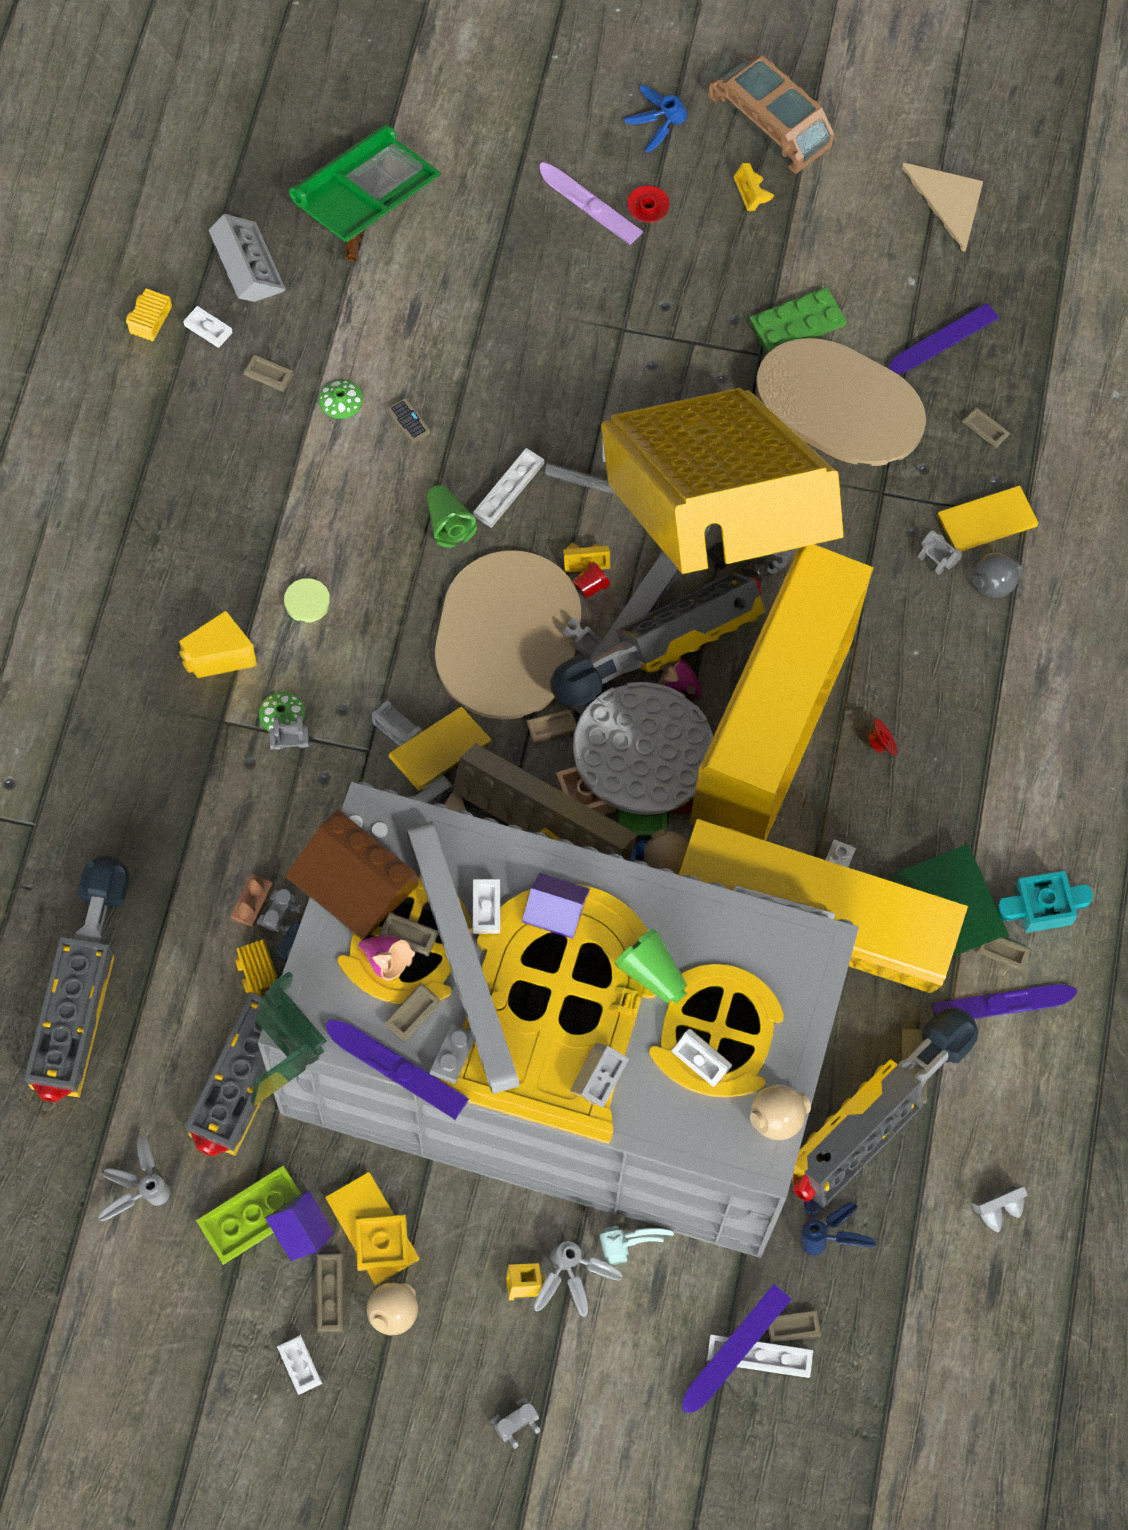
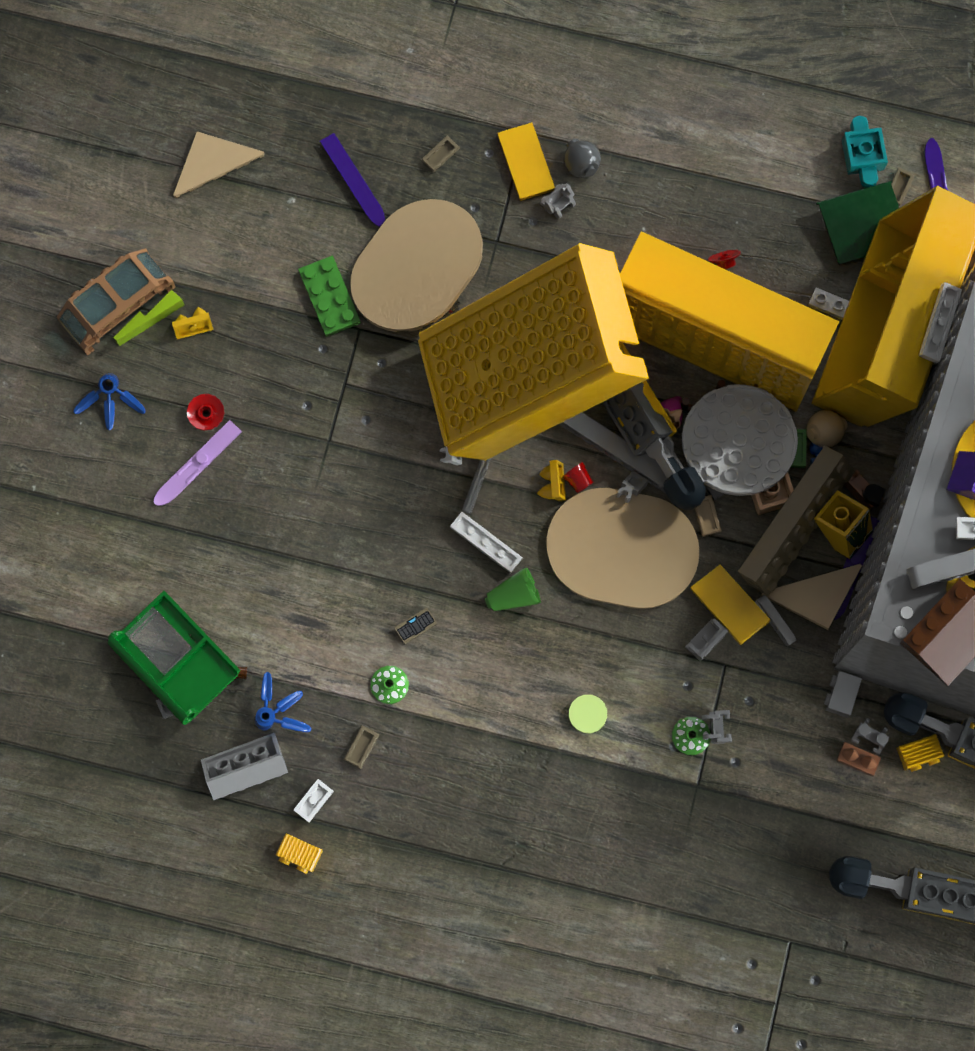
camera: 85 degrees left, 10 degrees up
(217, 648) = (639, 786): yellow slope -> none
(298, 277) = (283, 705): none -> blue plant
(748, 138) = (140, 322): none -> lime slope

